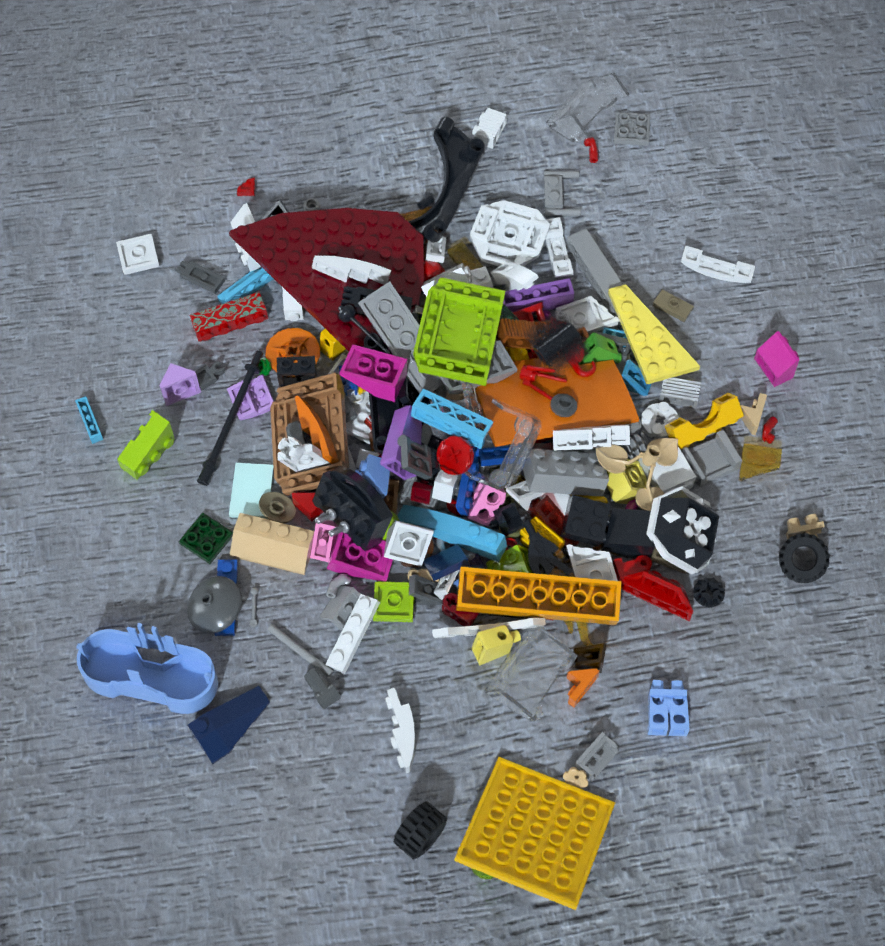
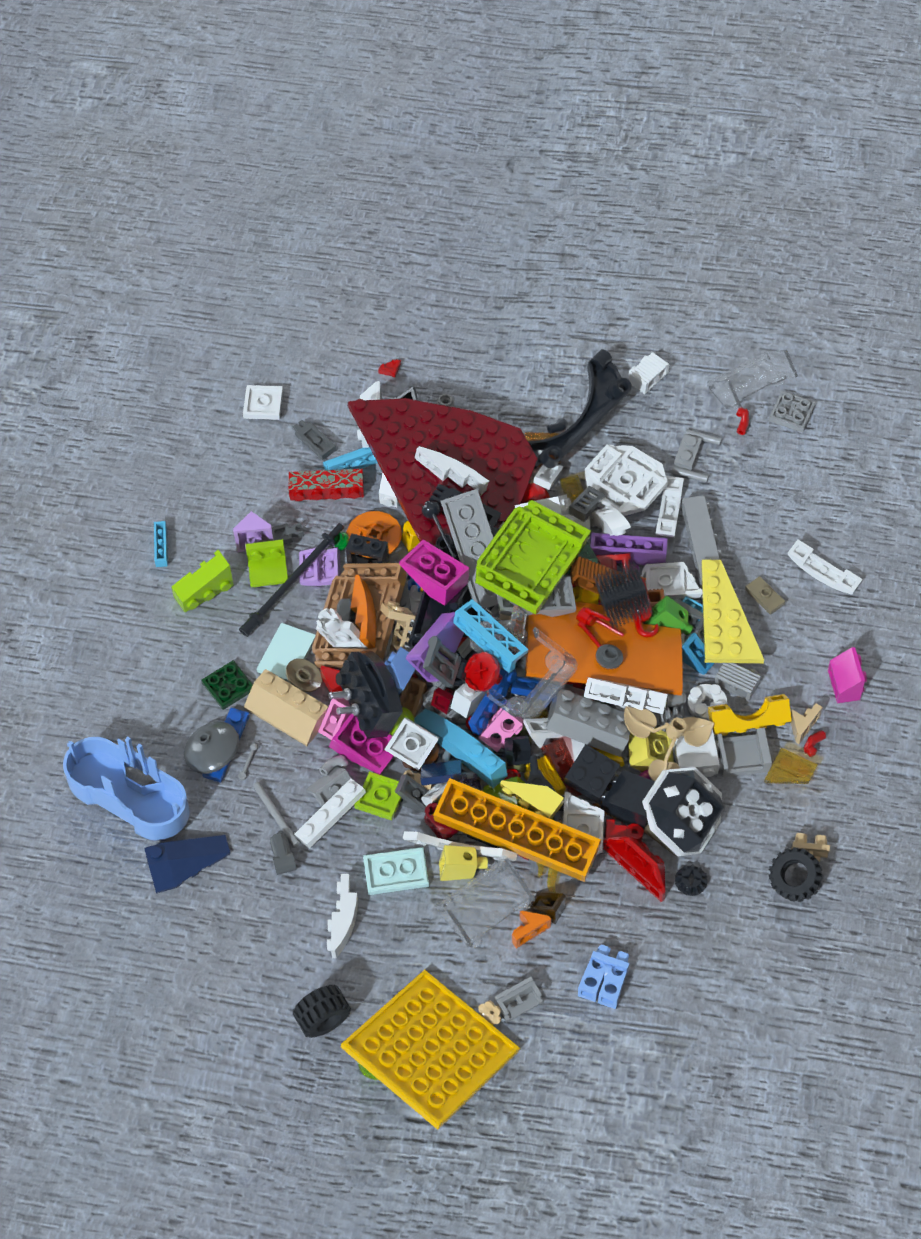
camera: 20 degrees right, 5 degrees down
(200, 409) = (266, 563): none -> lime bracket
(356, 424) = (403, 616): none -> tan plate
(434, 669) = (396, 871): none -> light aqua tile
(481, 276) = (581, 514): none -> dark grey slope
(548, 559) = (537, 797): none -> light yellow slope

